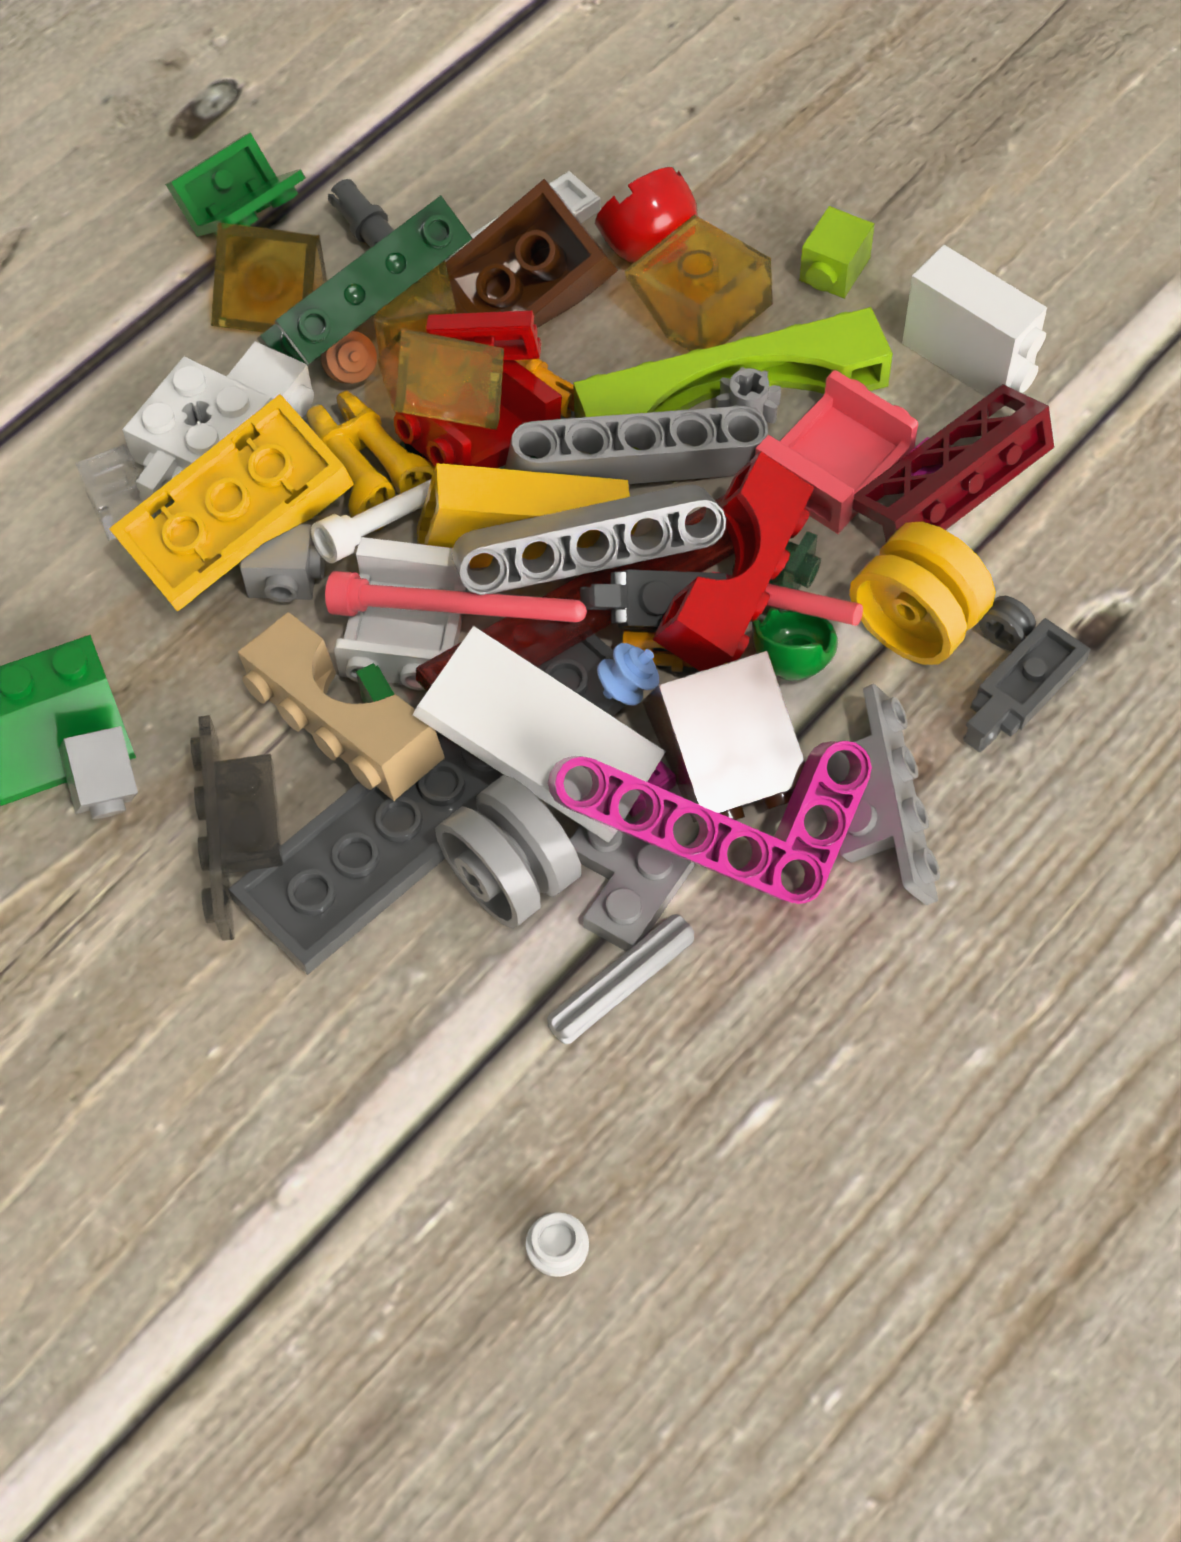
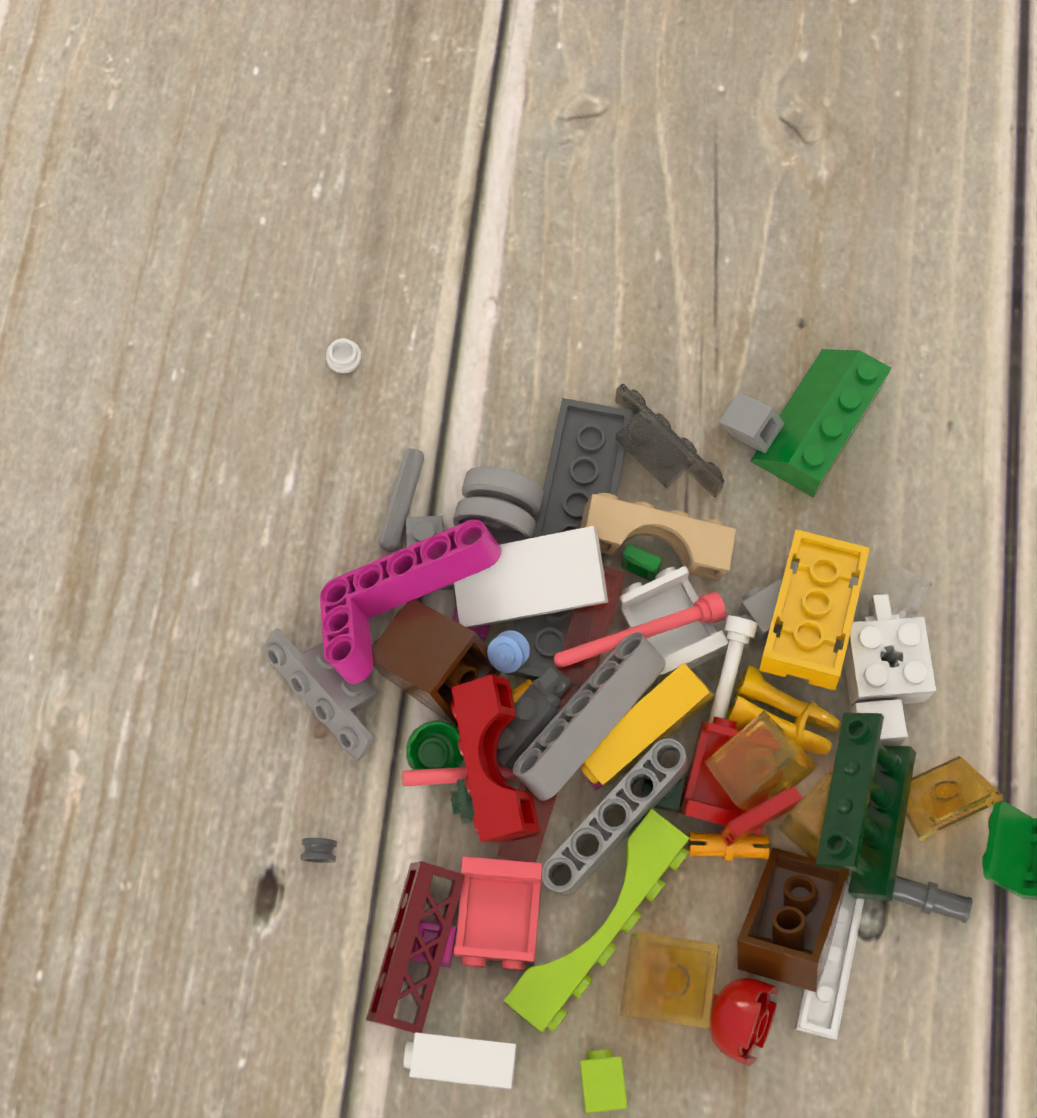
camera: 145 degrees right, 10 degrees up
(750, 389) = (587, 906): light grey gear -> none
(923, 592) = (373, 817): yellow wheel -> none
(1024, 683) = (285, 816): dark grey hinge -> none

